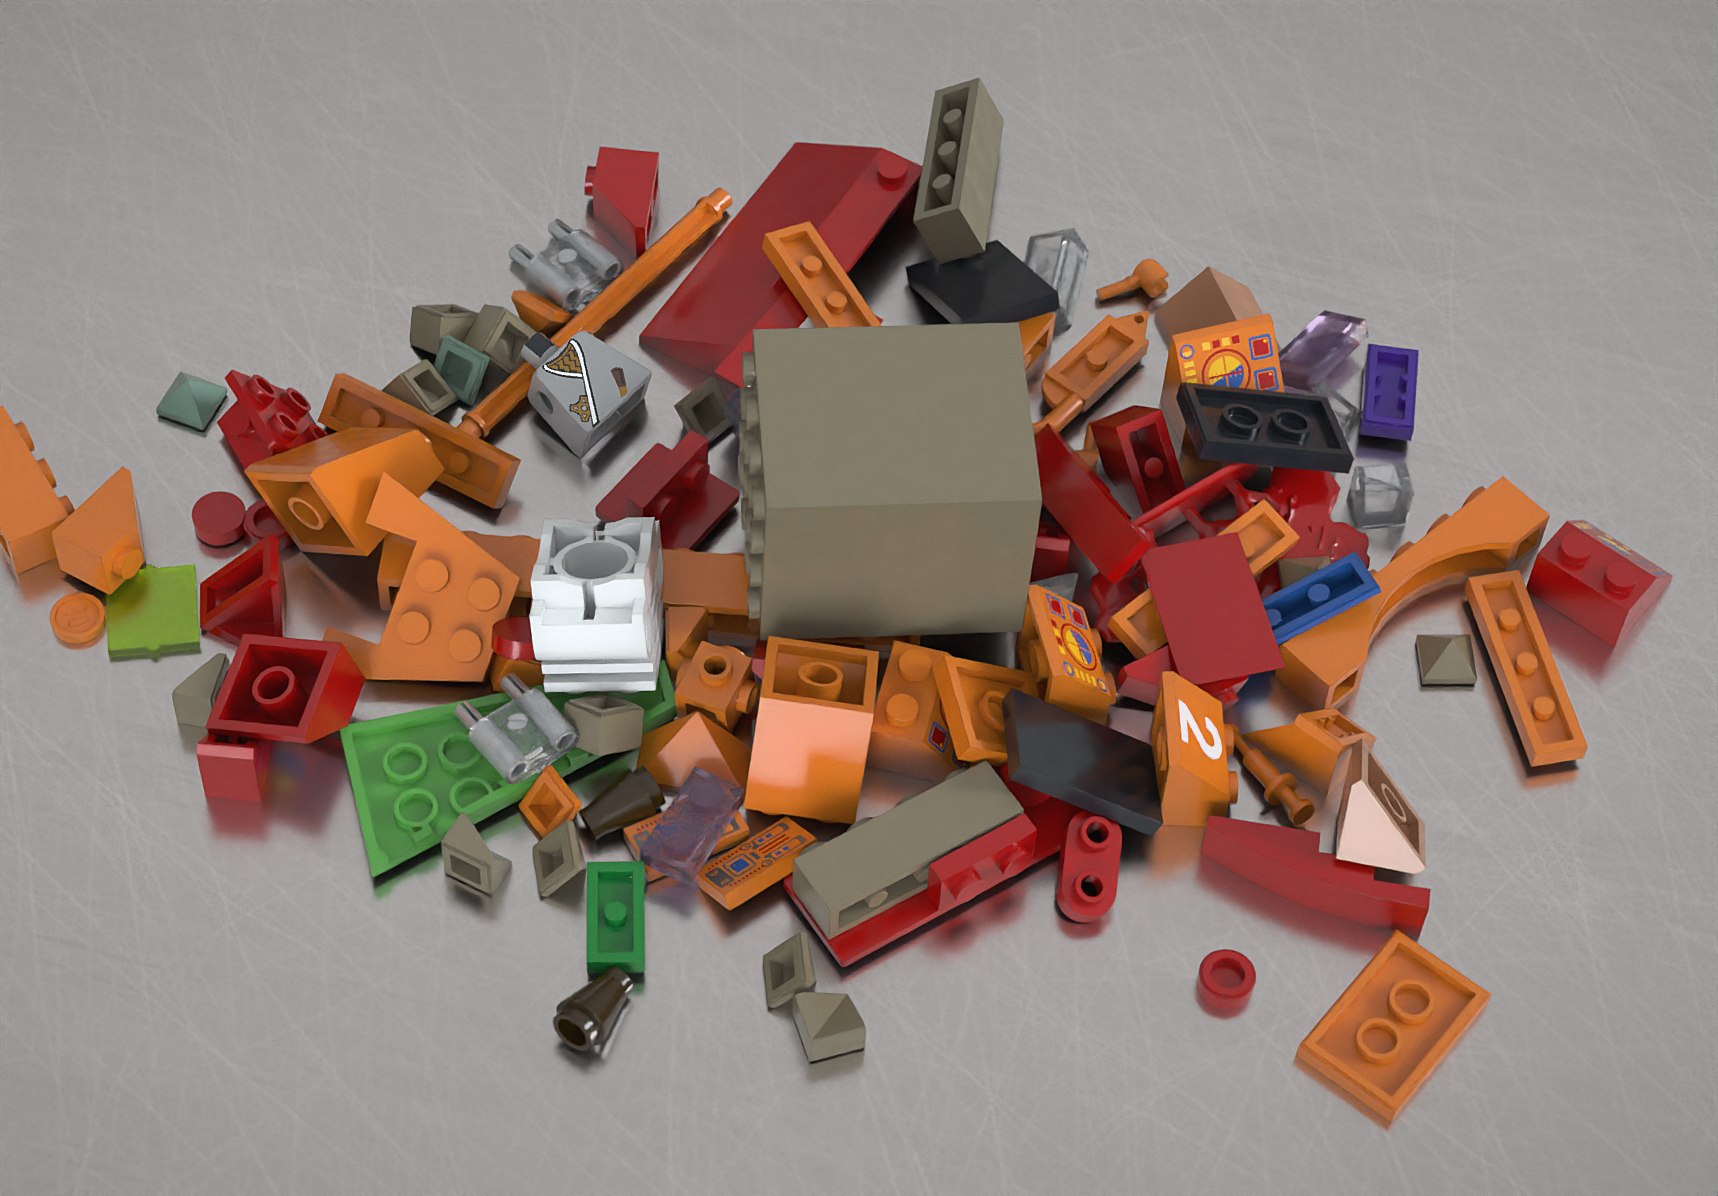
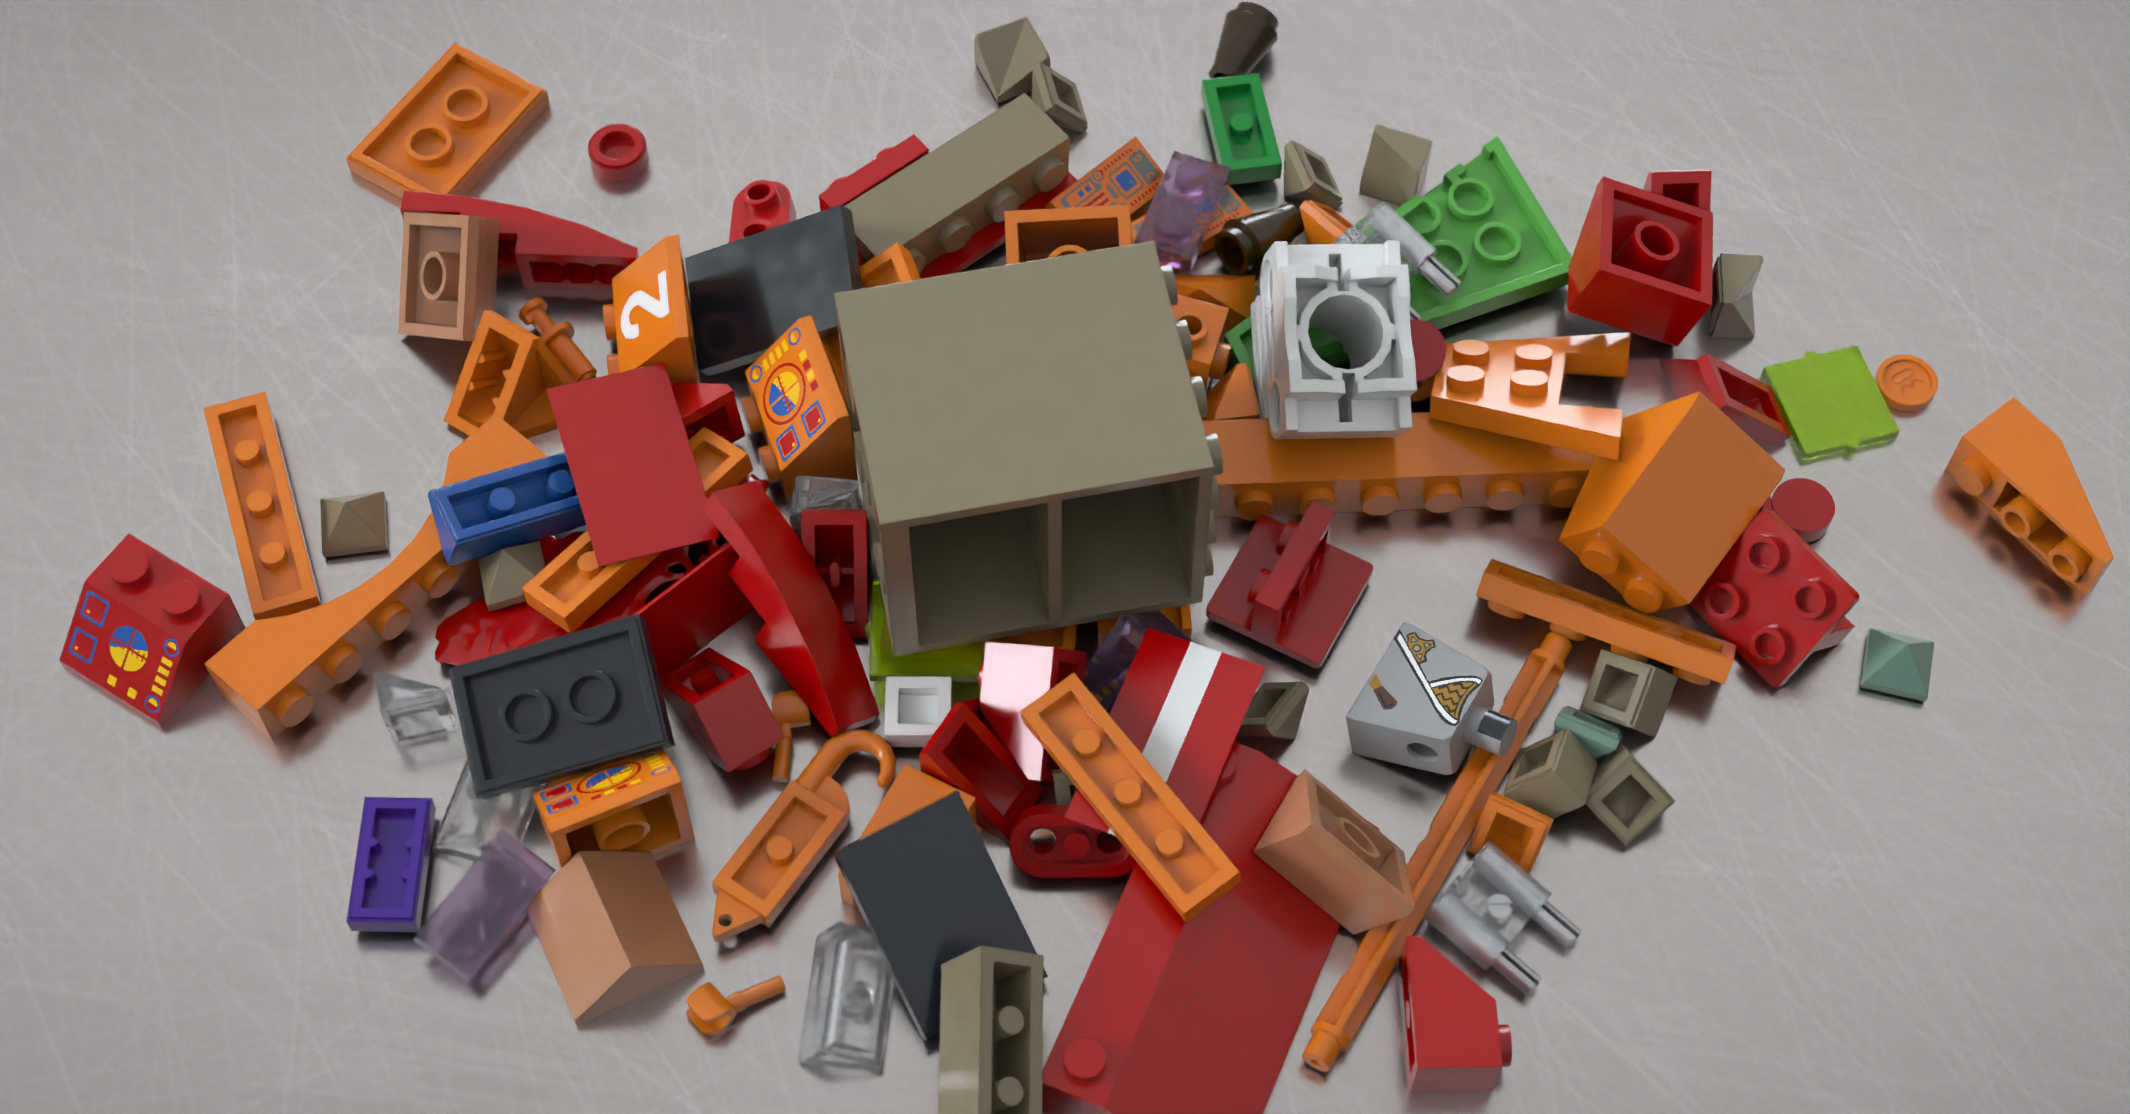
camera: 175 degrees right, 5 degrees up
(103, 536) = (1912, 444): orange slope -> none
(679, 281) = (1336, 858): none -> nougat slope

